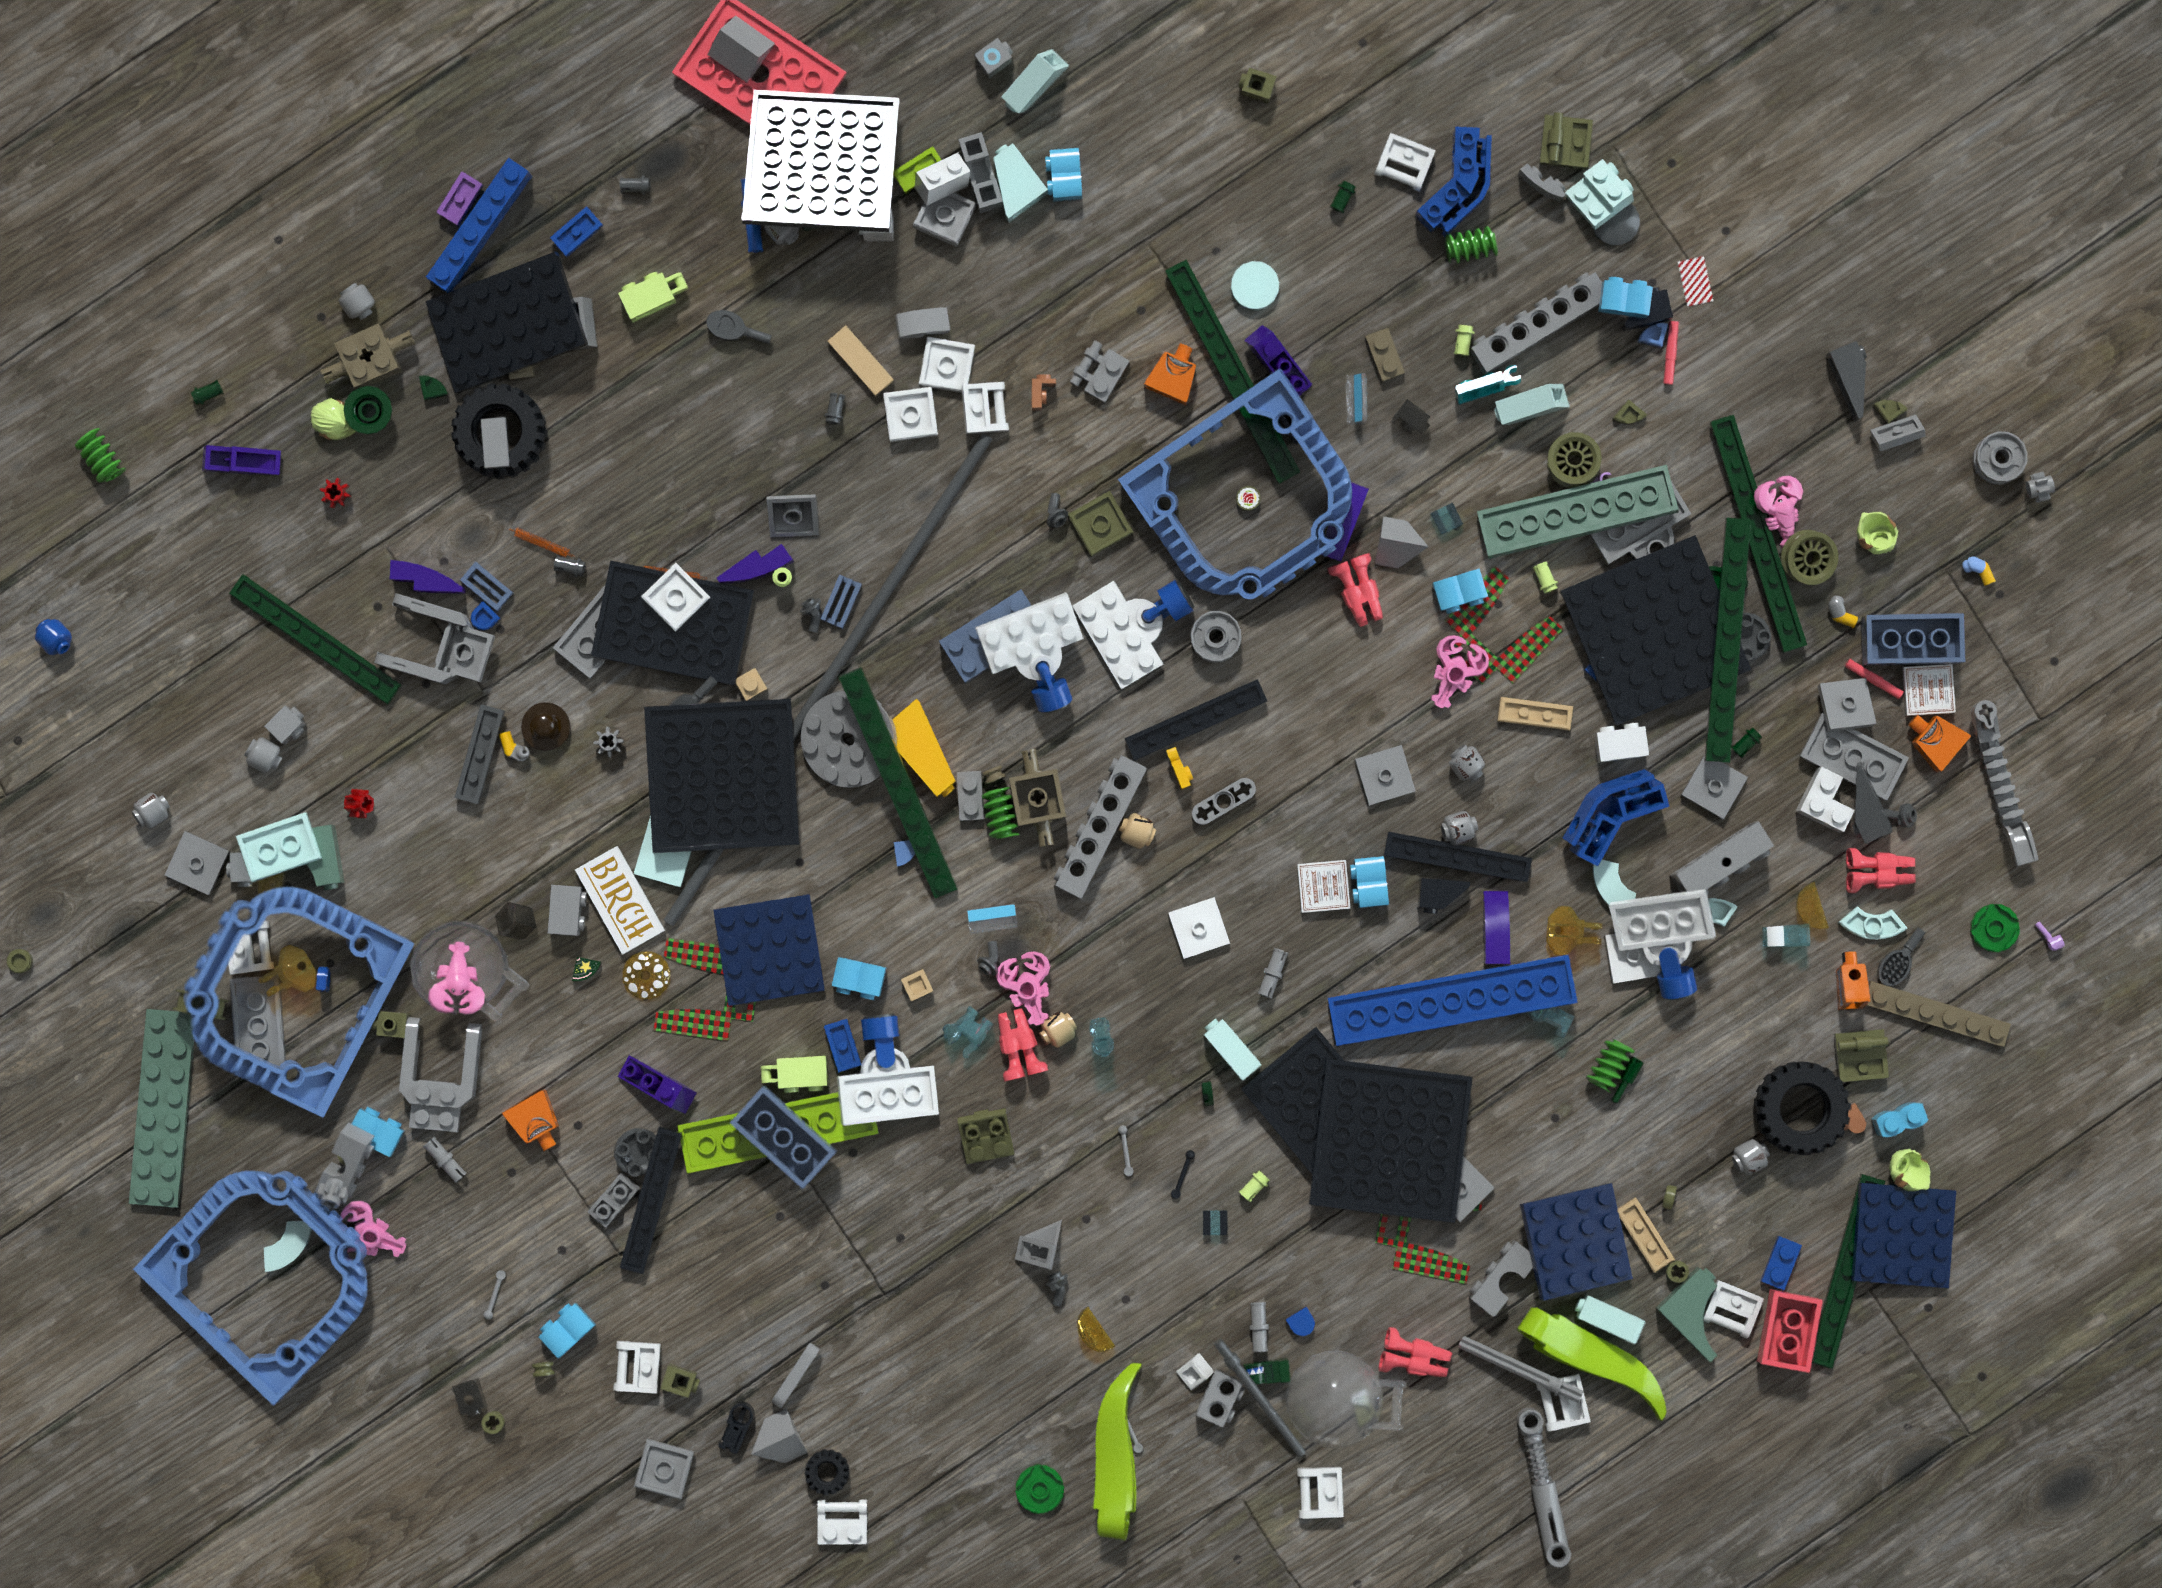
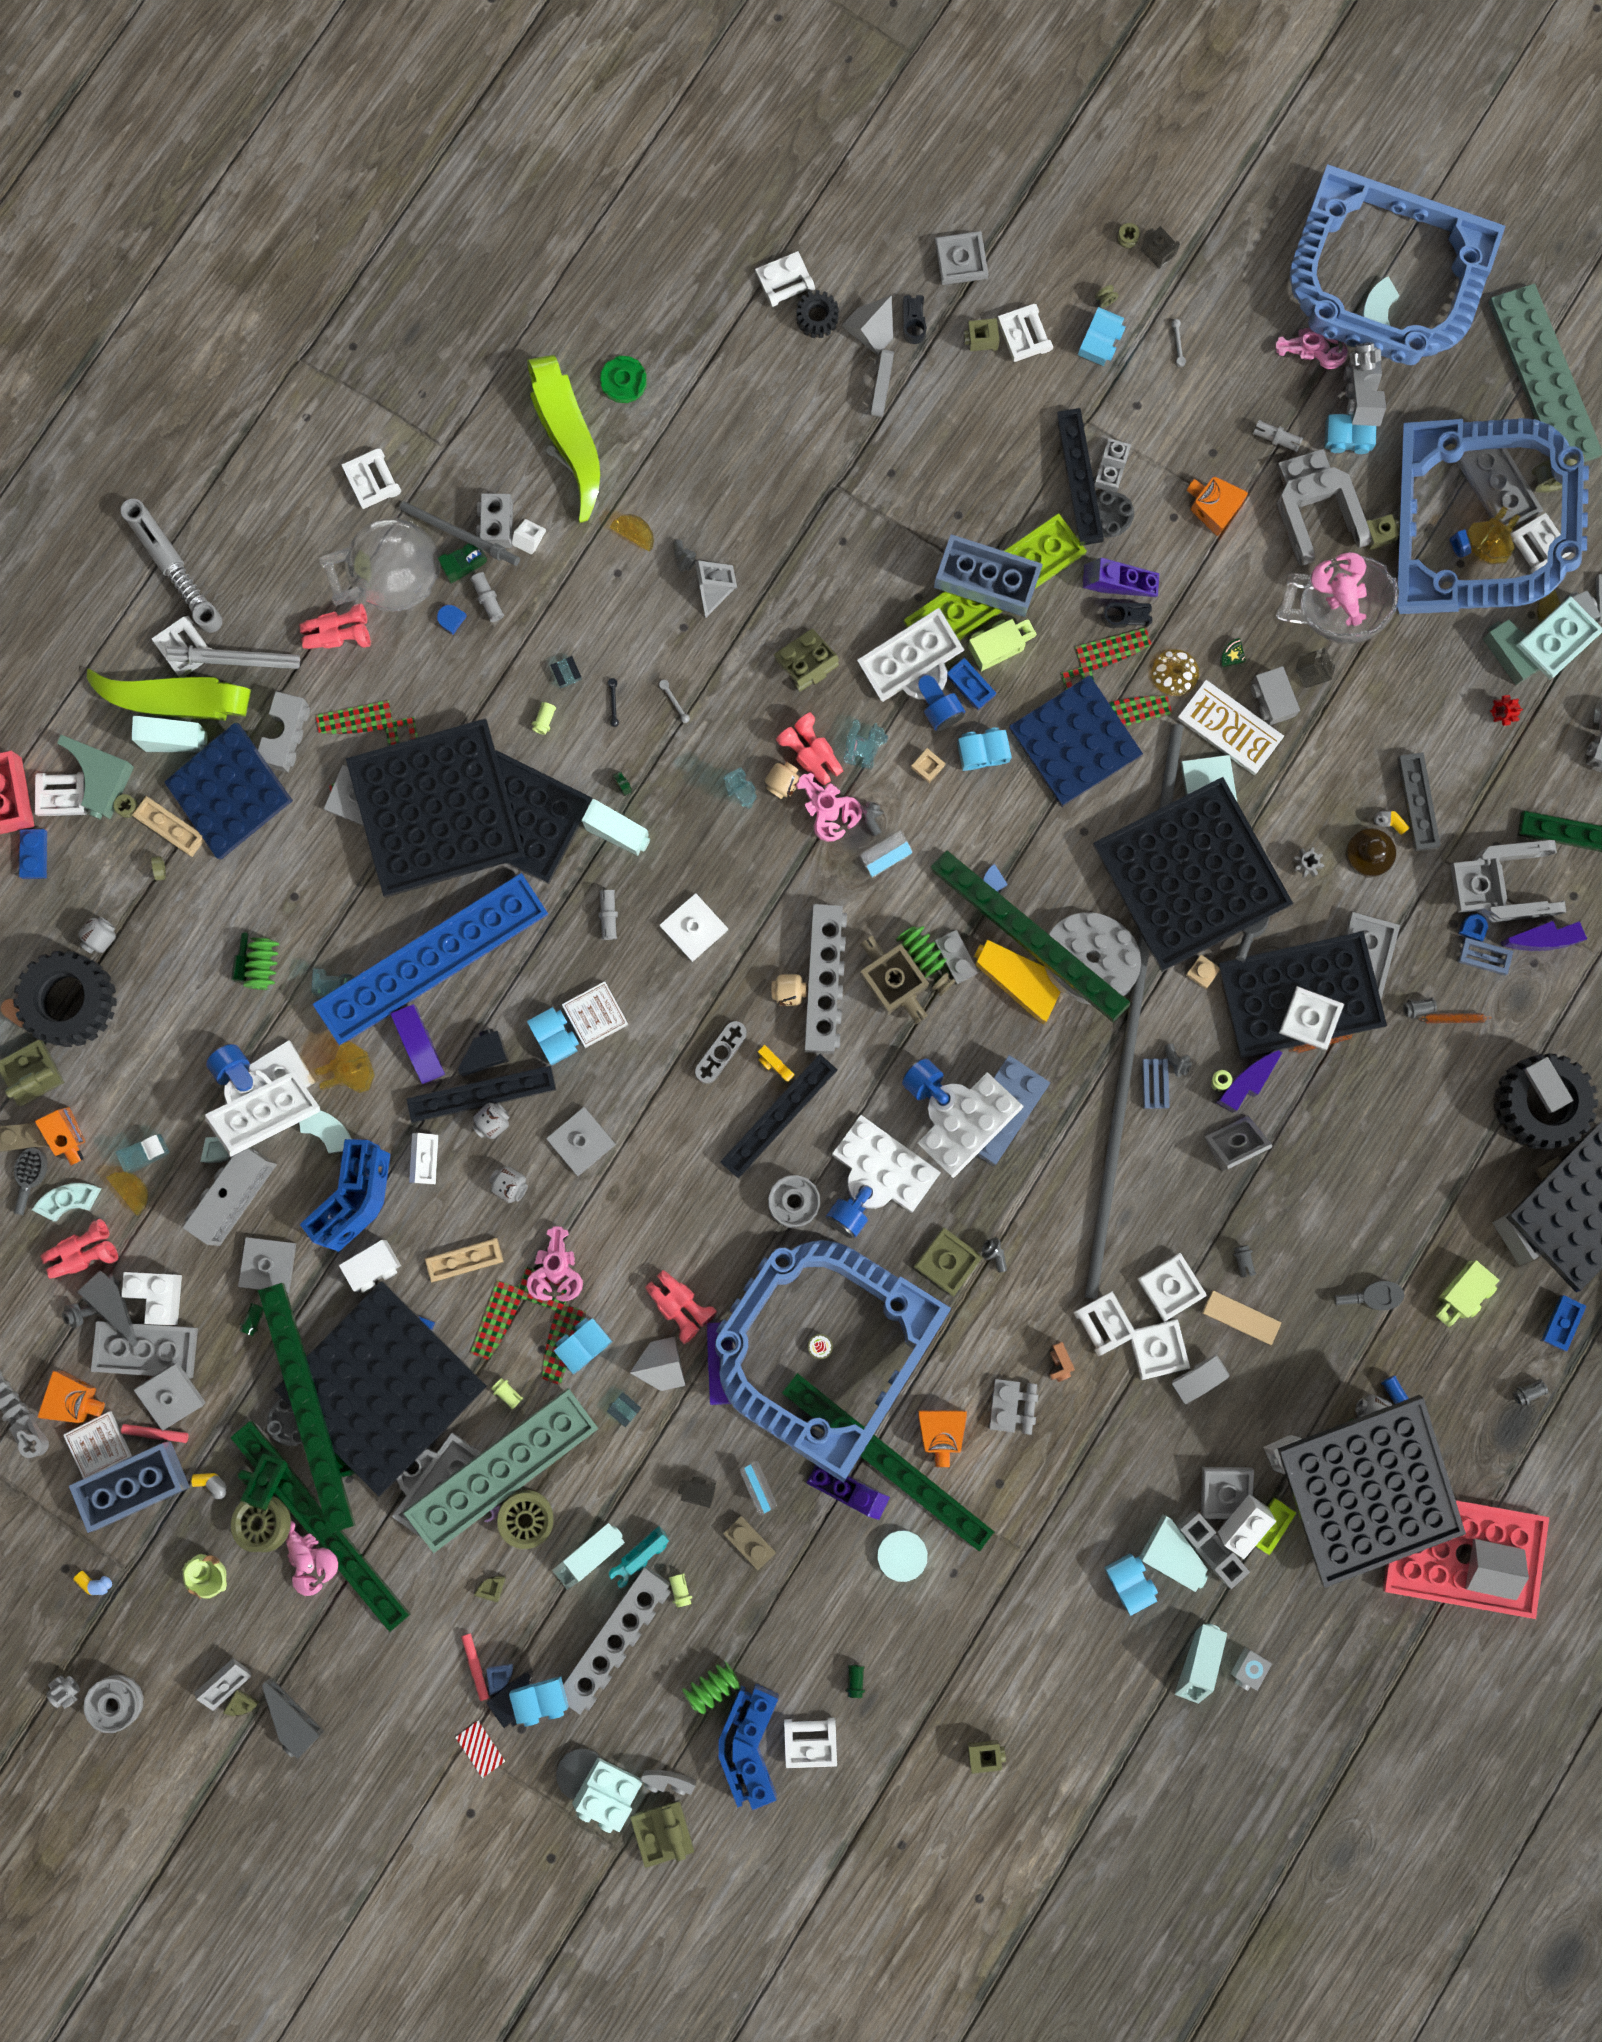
camera: 160 degrees right, 5 degrees down
(663, 1046) = (1131, 615): none -> black piece
(1534, 820) = (423, 1158): none -> white plate
(1792, 591) = (262, 1482): none -> dark green plate

